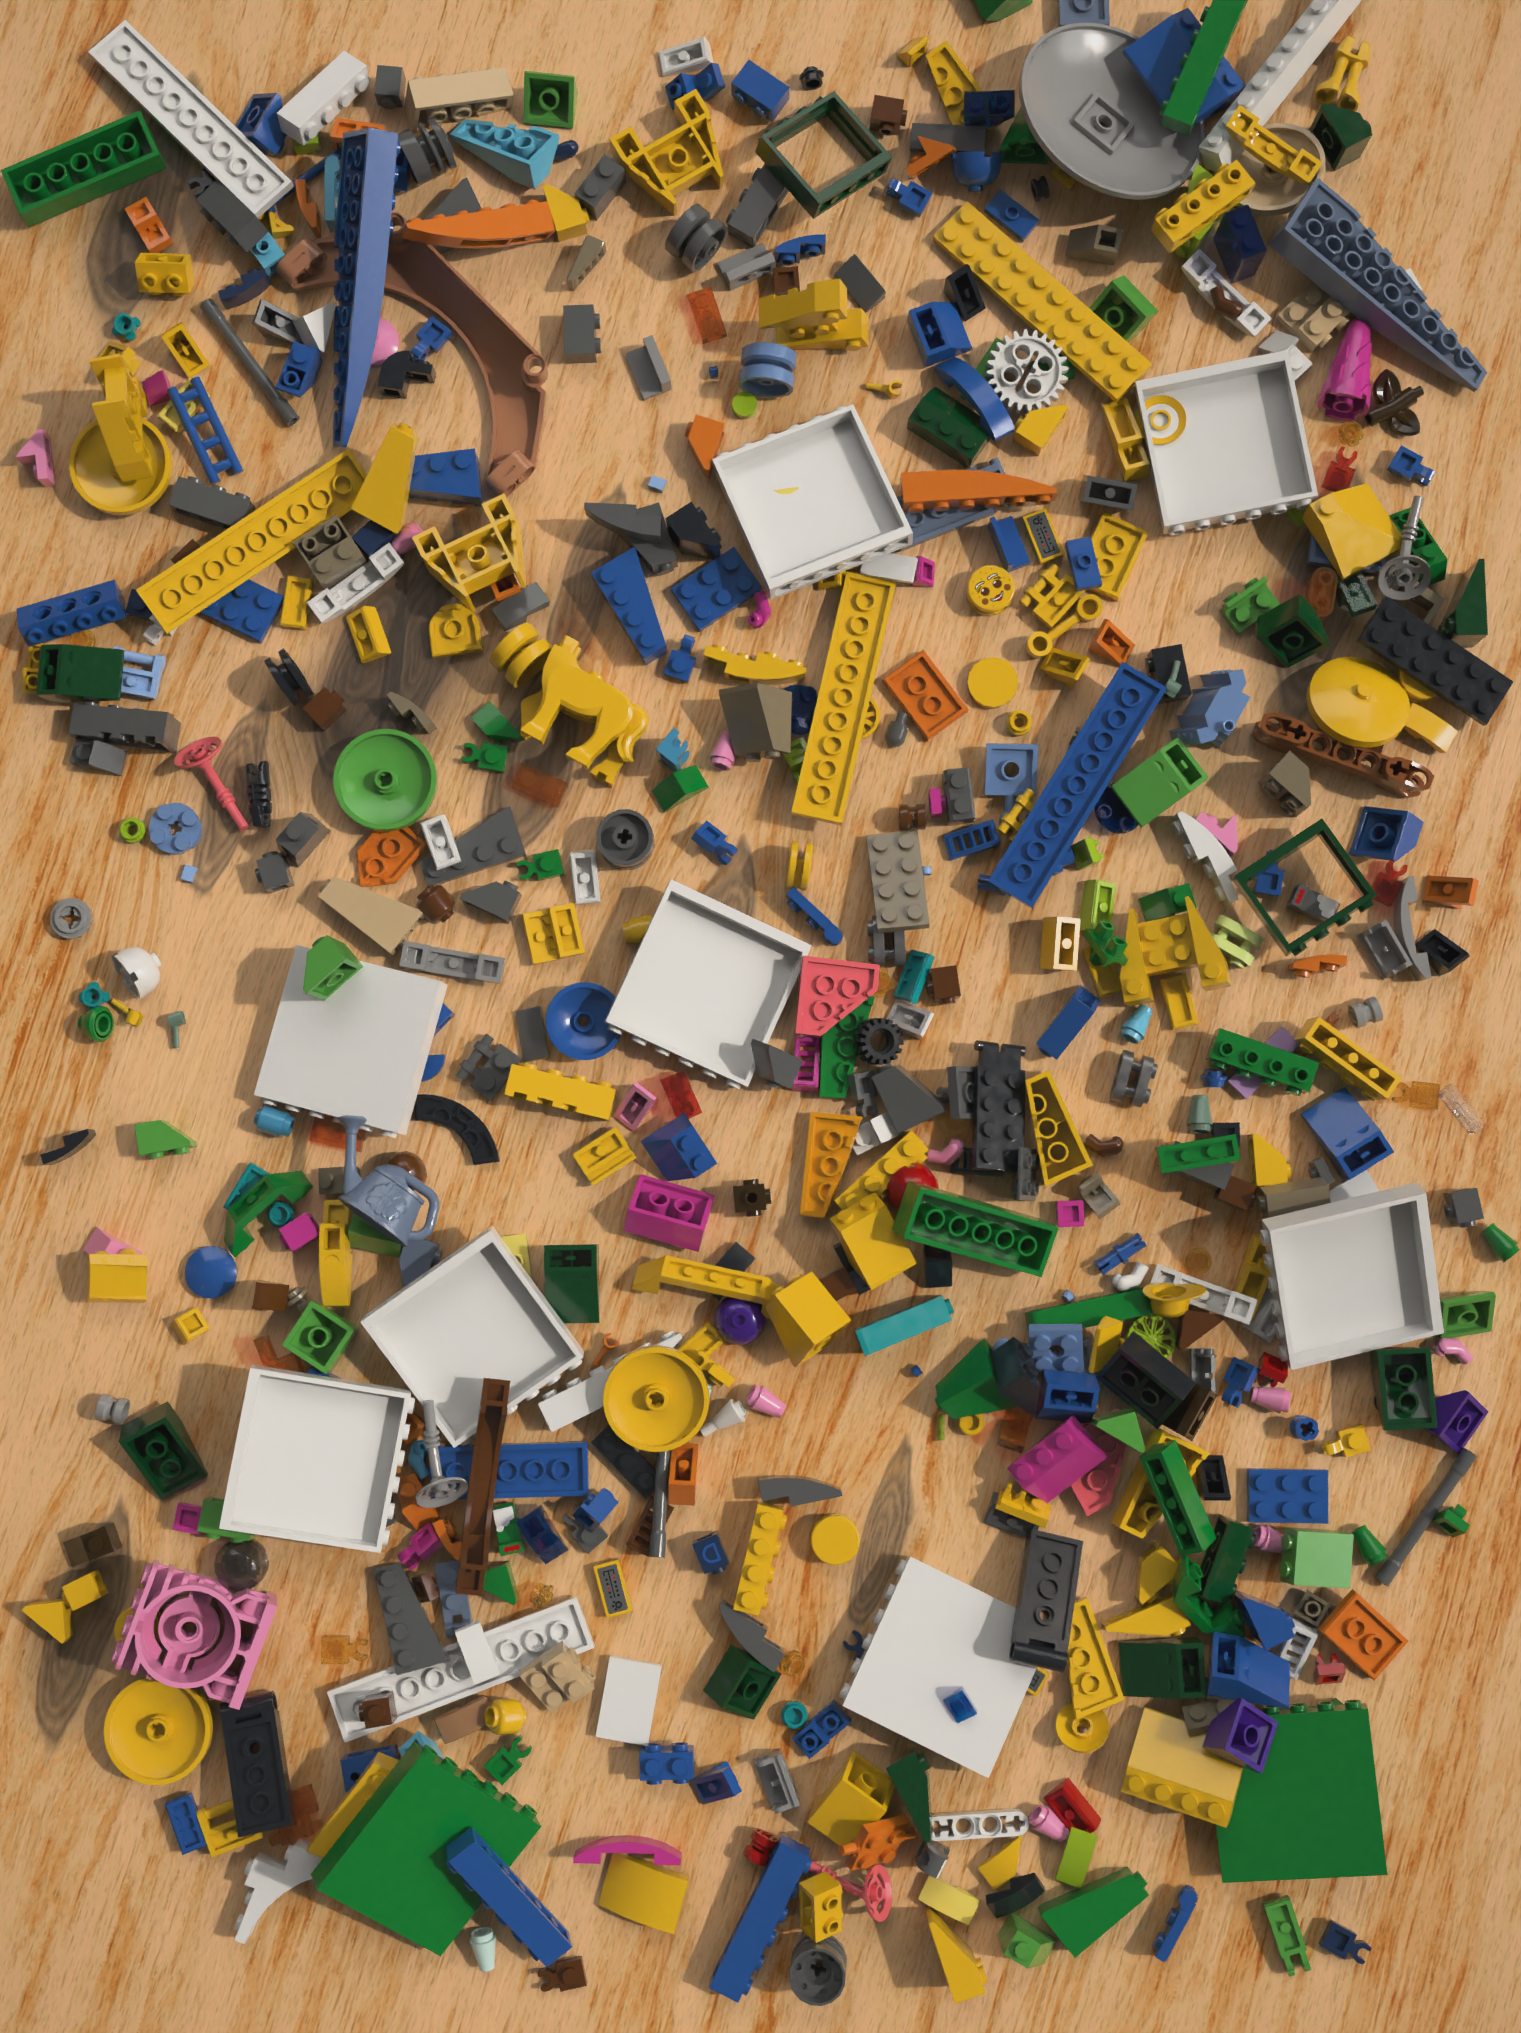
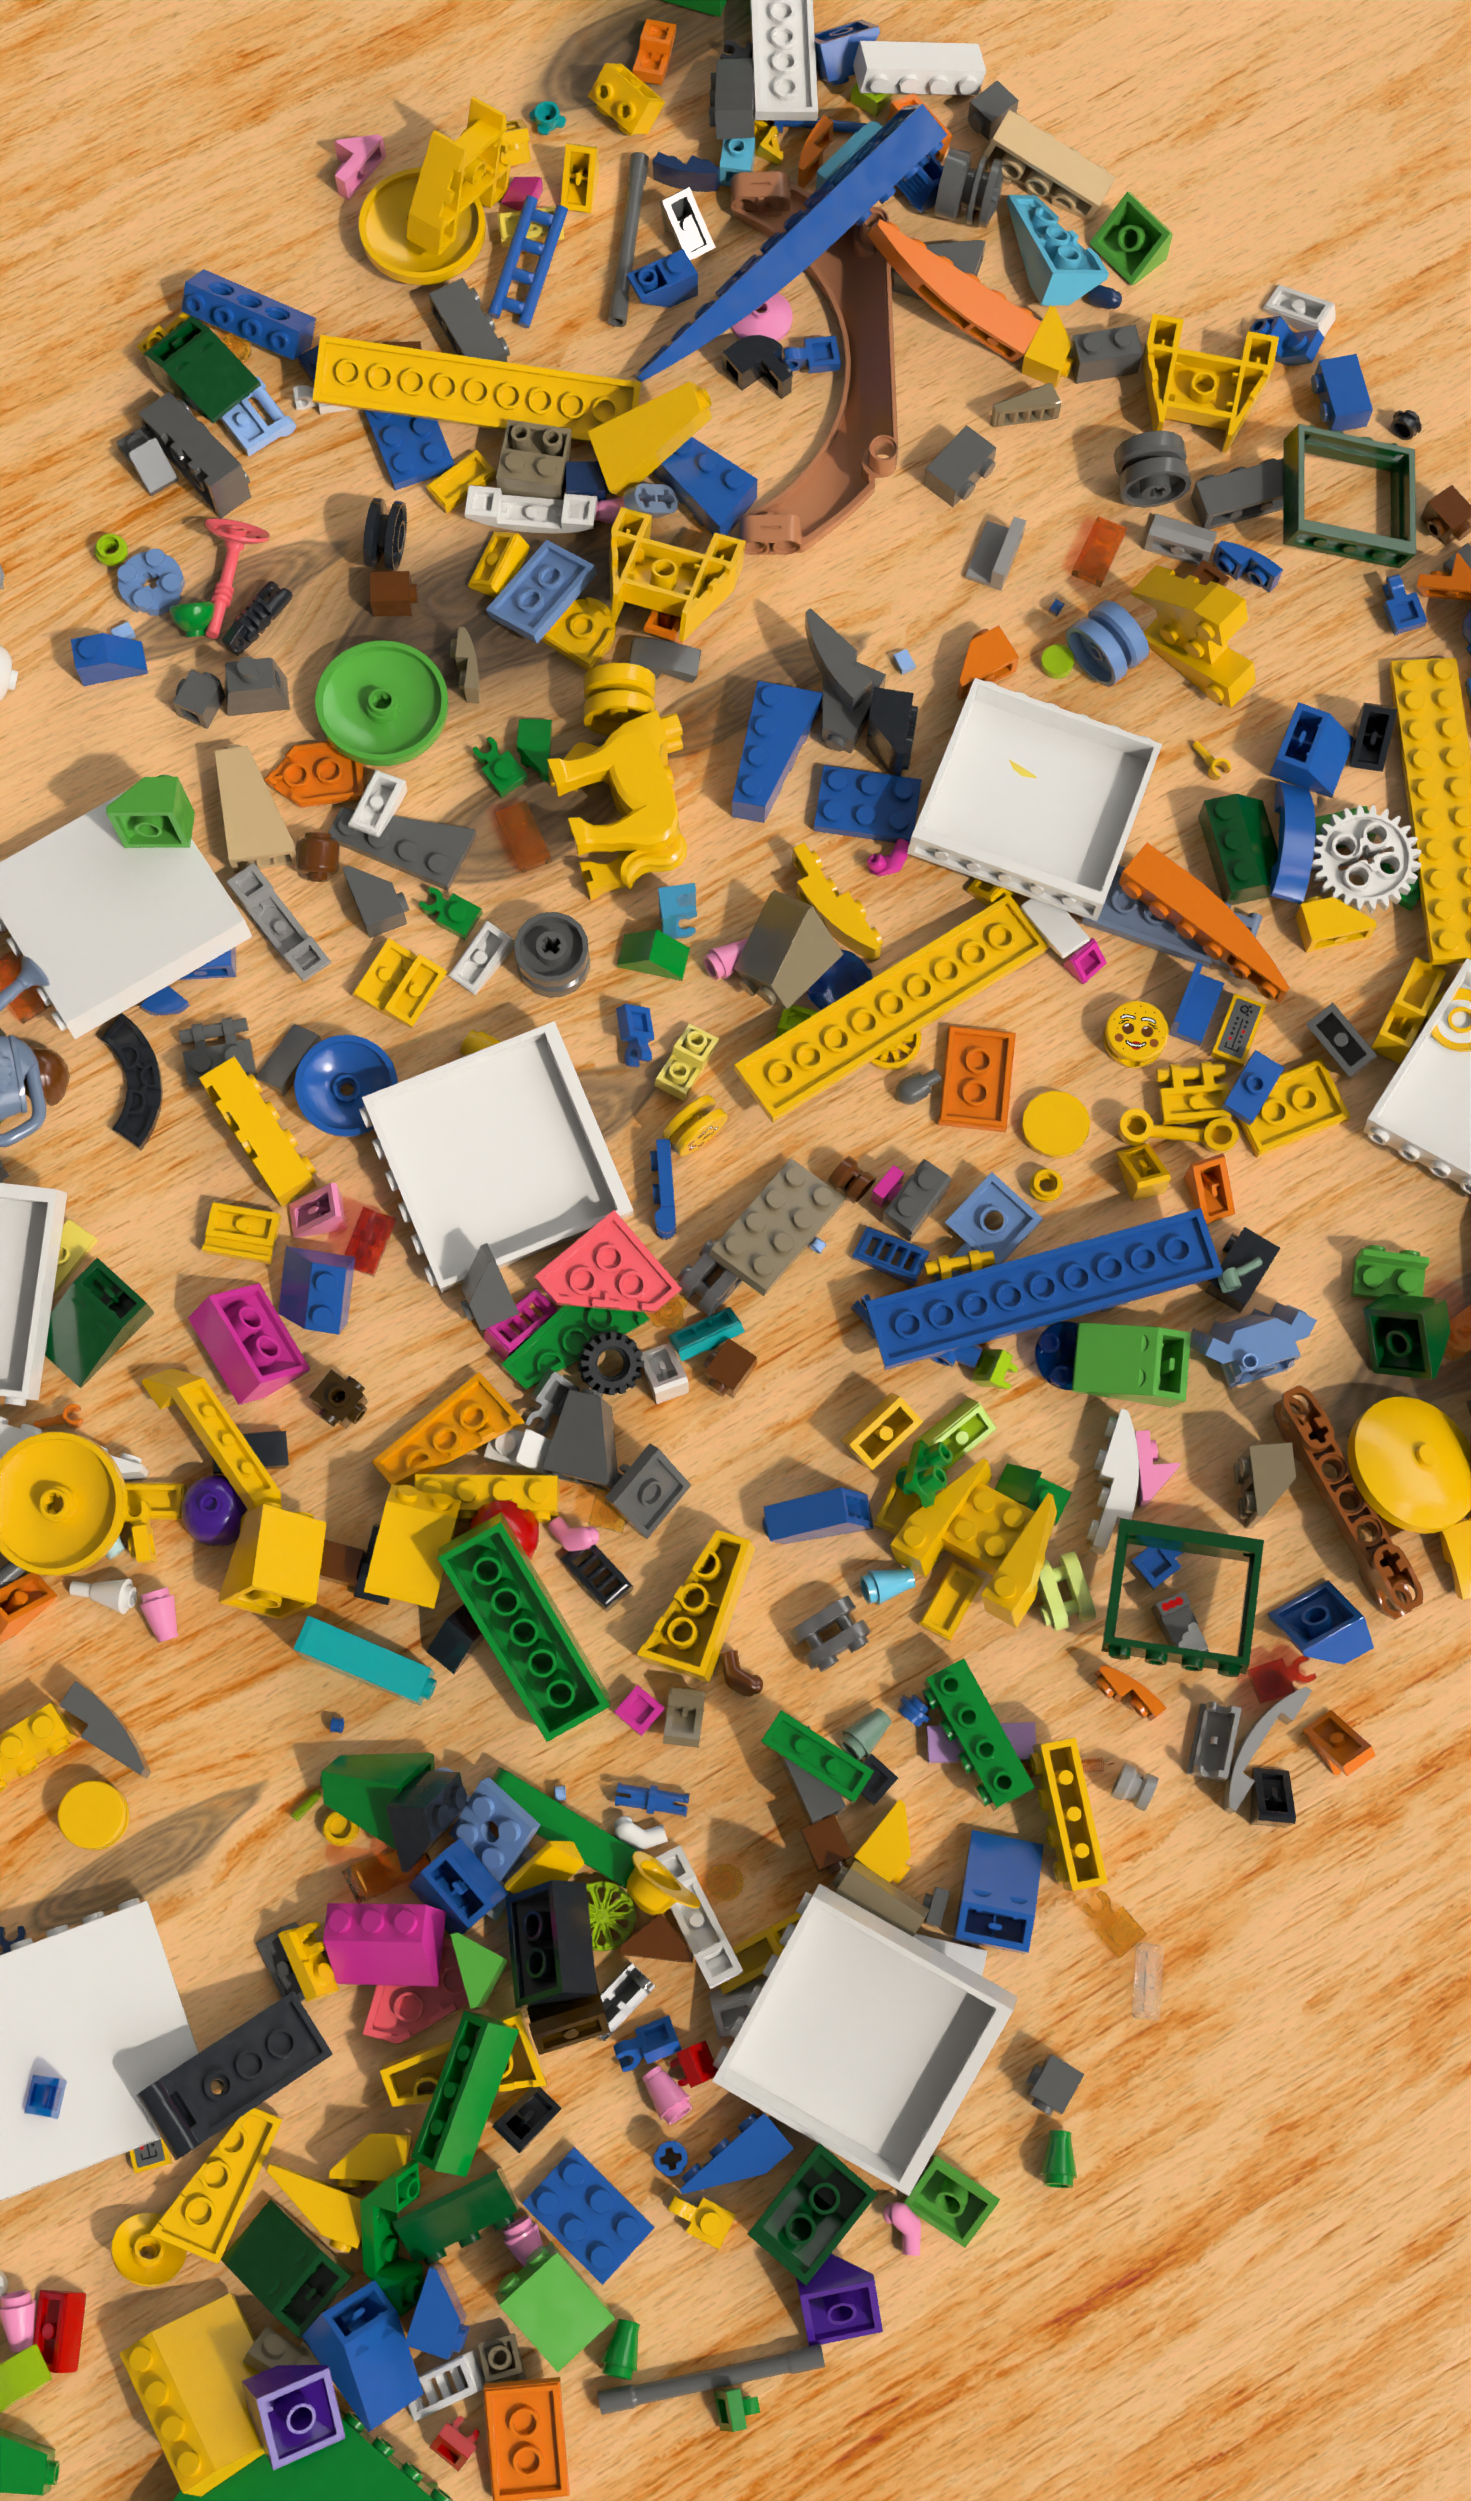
camera: 40 degrees right, 10 degrees down
(197, 896) = (107, 658): none -> blue slope
(222, 827) = (193, 617): none -> green brick
(315, 327) = (718, 254): white slope -> none
(411, 629) = (541, 591): none -> medium blue plate
(421, 515) = (651, 494): none -> sand blue beam
(681, 663) = (767, 843): blue plate -> none
(756, 832) = (686, 1062): none -> light yellow slope
(860, 283) = (1277, 646): dark grey slope -> none
(998, 1107) = (664, 1537): black hinge -> none
(1027, 1185) = (629, 1627): dark grey hinge -> none
(1340, 1392) = (747, 2156): none -> blue slope

